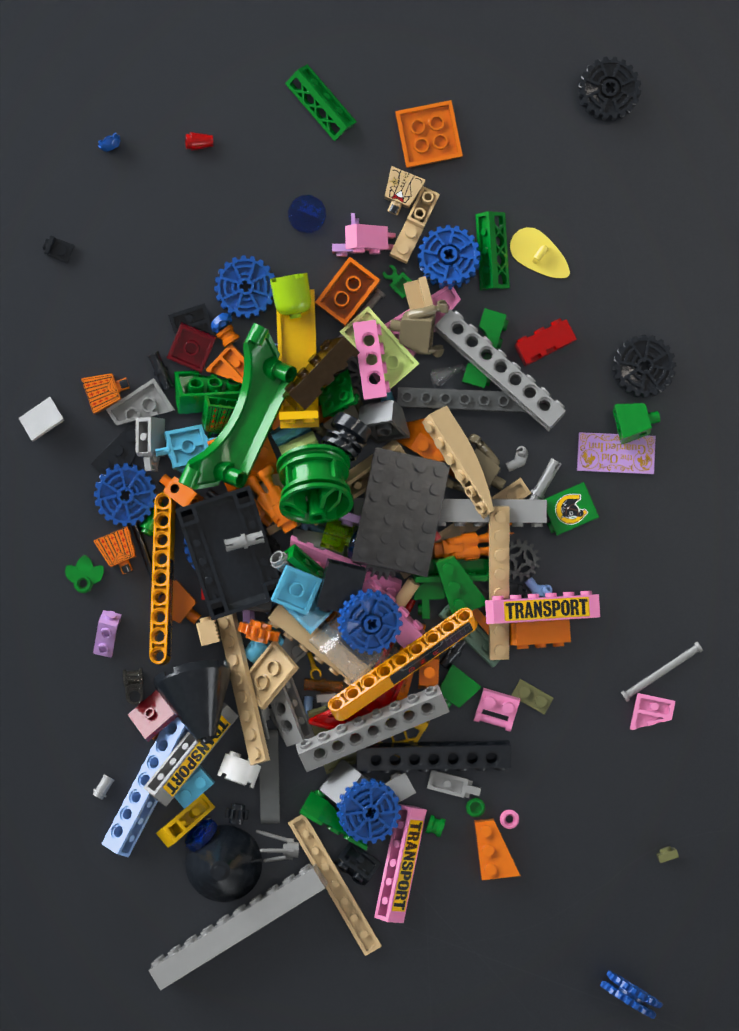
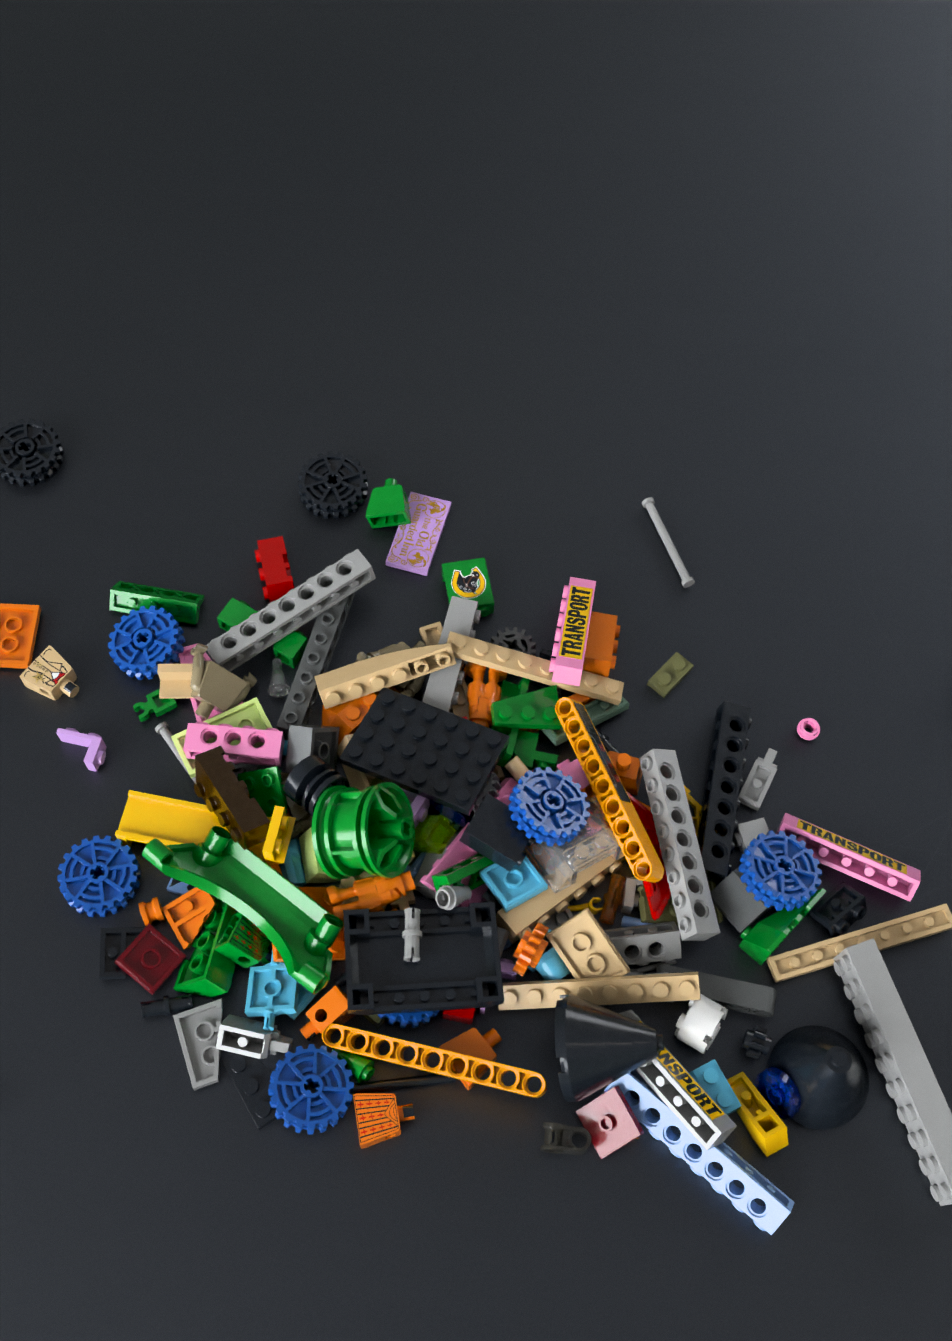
camera: 80 degrees left, 25 degrees down
(41, 419) = (178, 1179): piece -> none
(84, 571) = (398, 1171): green plate -> none
(103, 787) = (693, 1216): light grey pin -> none
(104, 391) = (167, 1086): orange torso -> none
(106, 633) = (488, 1159): lavender bracket -> none
(208, 631) = (515, 1019): tan brick -> none
(220, 322) = (131, 915): blue plate -> none
(289, 850) = (812, 989): light grey plant -> none
(291, 294) = (124, 810): lime cylinder -> none
(296, 589) = (489, 884): medium azure tile -> none
(307, 214) = (39, 787): clear blue tile -> none
(347, 292) = (147, 757): orange brick -> none
(368, 238) = (92, 719): bright pink hinge -> none
(414, 225) = (96, 671): tan slope -> none
(435, 826) = (806, 808): green wheel -> none
(457, 687) = (643, 740): green torso -> none
(475, 807) = (789, 762): green plate -> none
(492, 852) = (845, 752): orange wedge -> none
(497, 703) = (672, 708): bright pink plate -> none
(520, 459) = (397, 626): light grey arm -> none
(538, 253) = (176, 560): light yellow shield -> none
(538, 589) = (548, 642): light blue arm -> none
(545, 480) = (427, 604): light grey pin -> none
(651, 710) = (709, 560): bright pink wing -> none
(667, 854) = (871, 578): olive plate -> none

